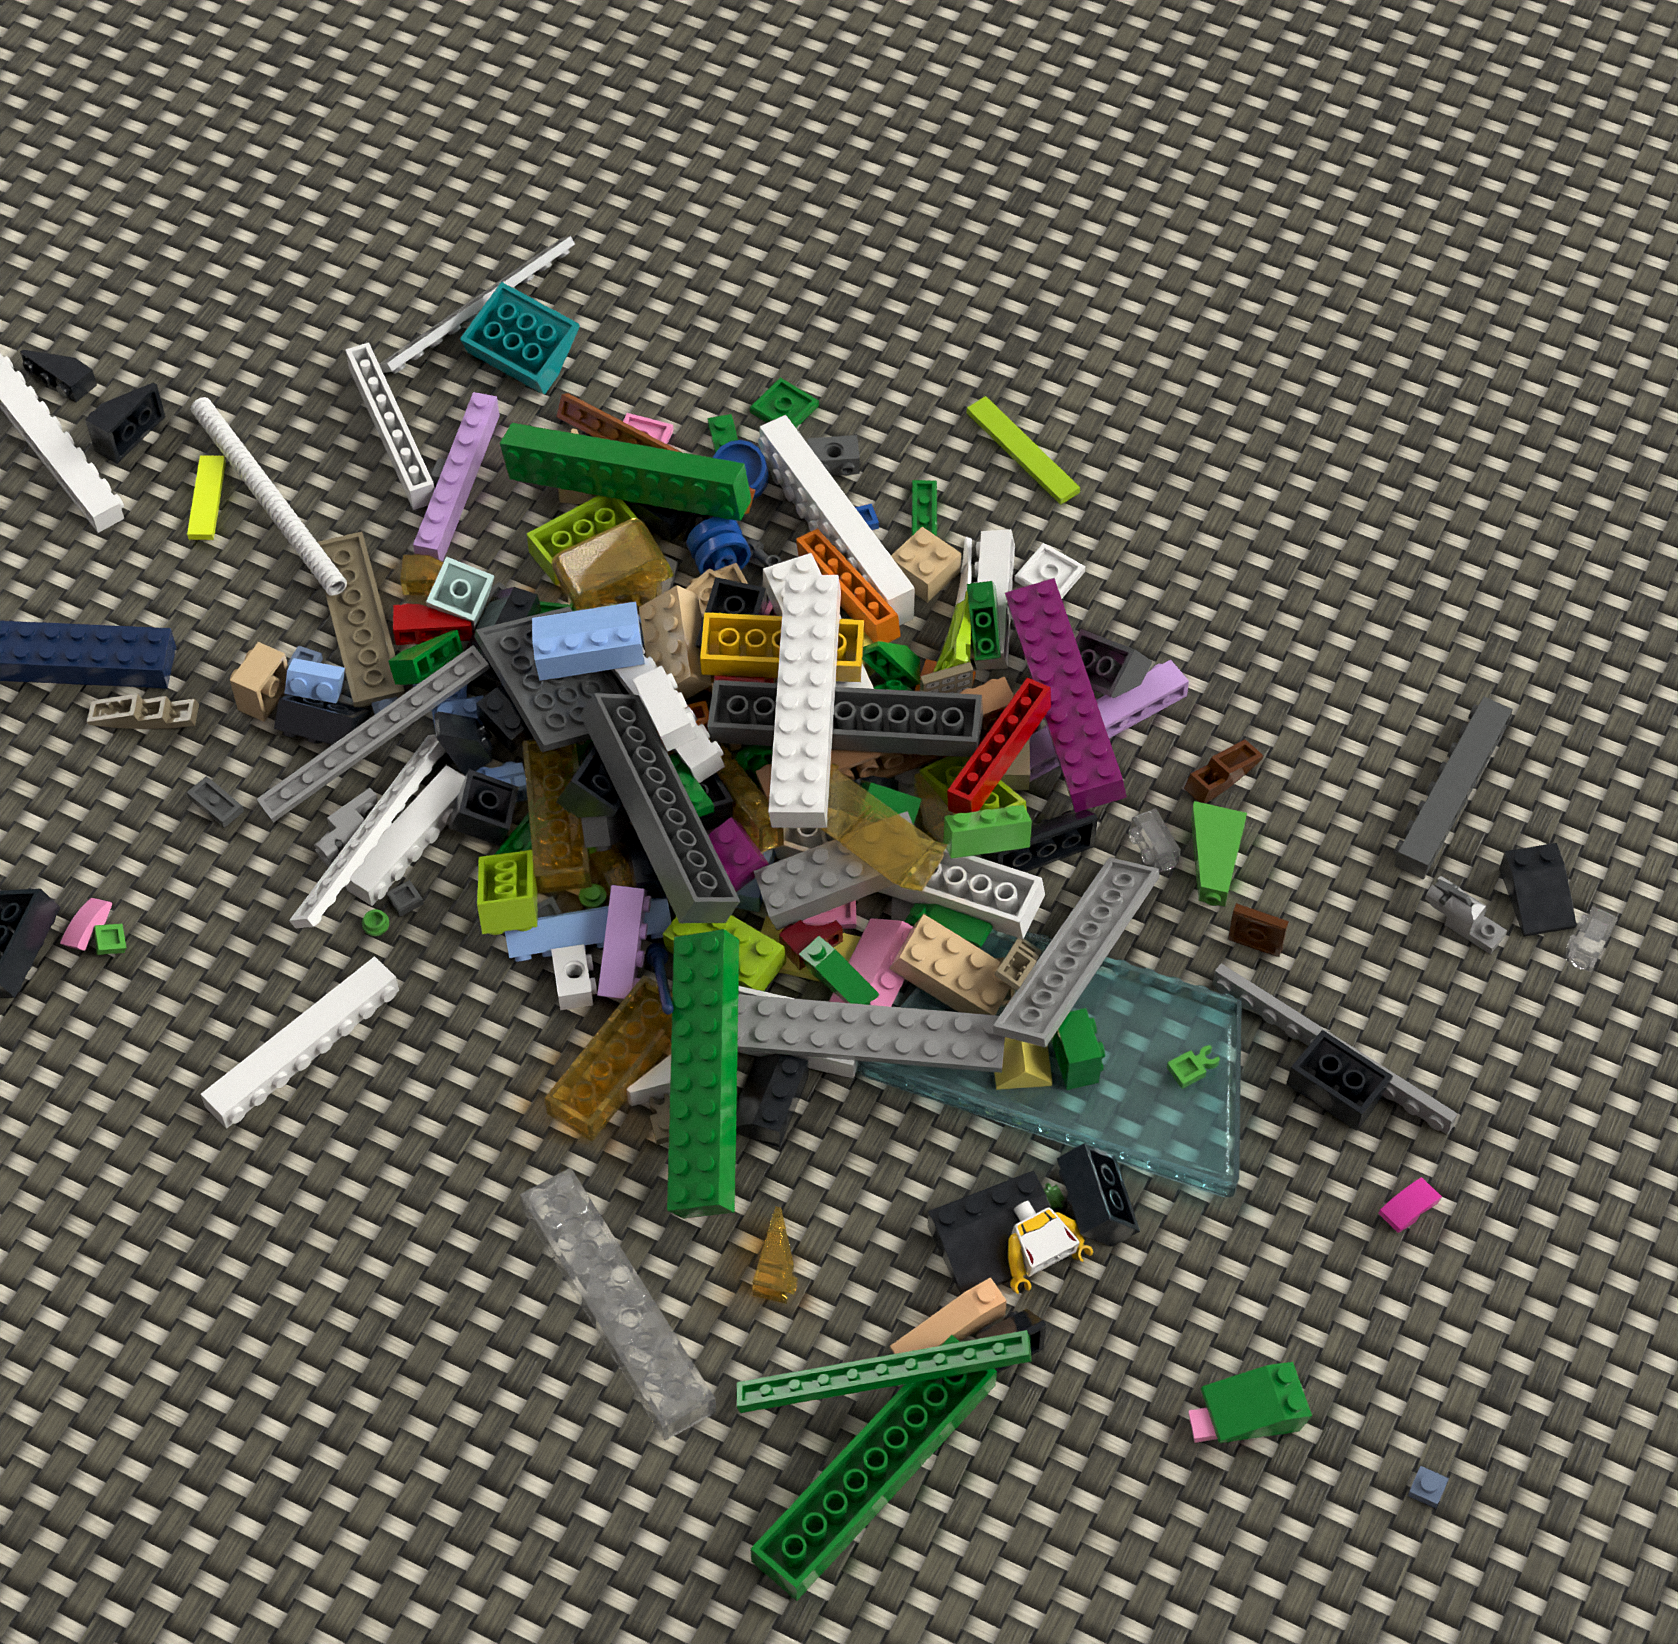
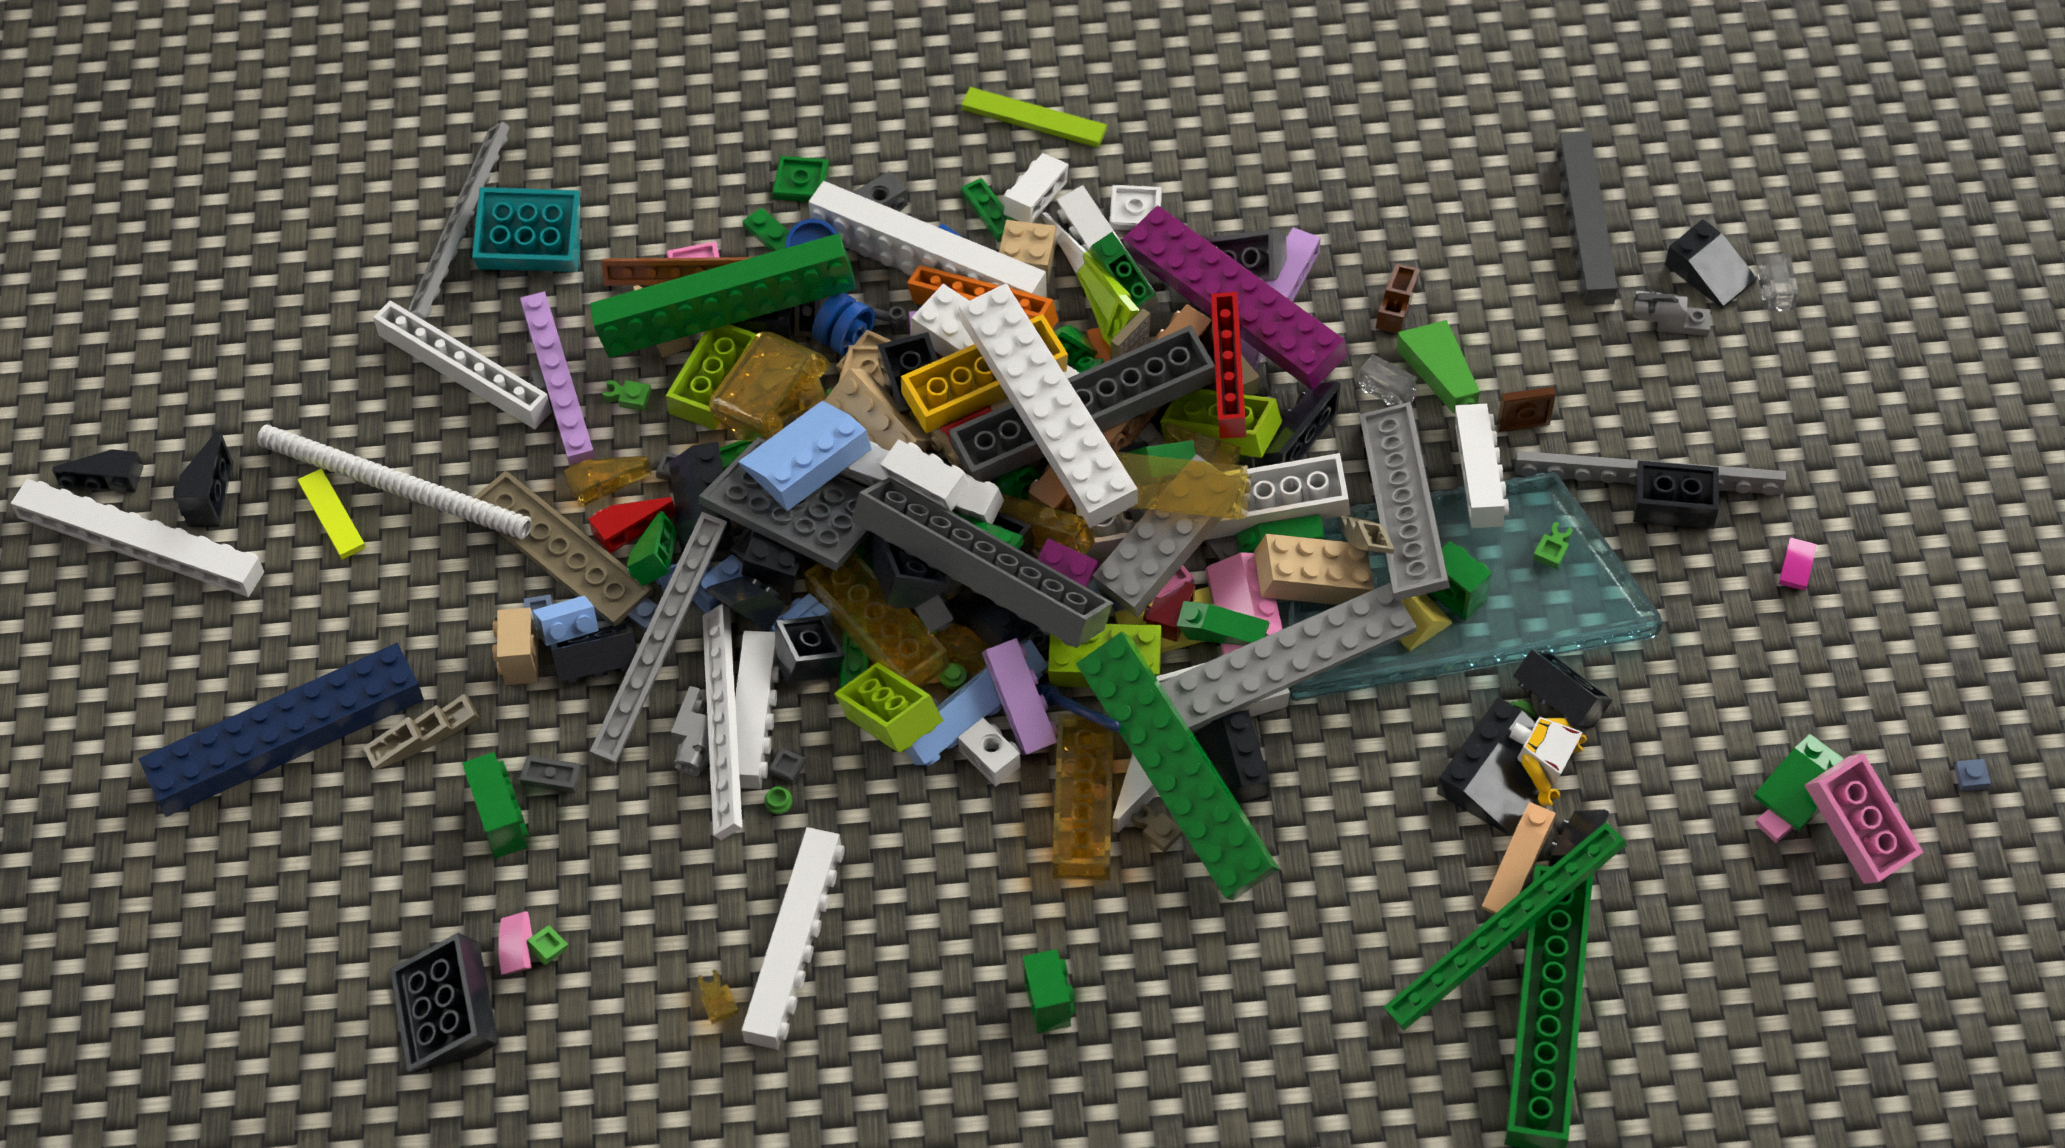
camera: 30 degrees left, 0 degrees up
(149, 802) = (496, 804): none -> green brick
(206, 1060) = (717, 1000): none -> clear yellow plate
(461, 591) = (642, 474): light aqua slope -> none
(463, 1204) = (1048, 990): none -> green brick
(509, 521) = (631, 395): none -> bright green plate
(618, 1304) = (1237, 999): clear brick -> none
(775, 1270) = (1343, 891): clear yellow slope -> none
(972, 513) = (1035, 188): none -> white brick
(987, 831) = (1267, 438): bright green brick -> none
(1173, 958) = (1480, 466): none -> white brick
(1279, 1465) = (1863, 818): none -> bright pink brick

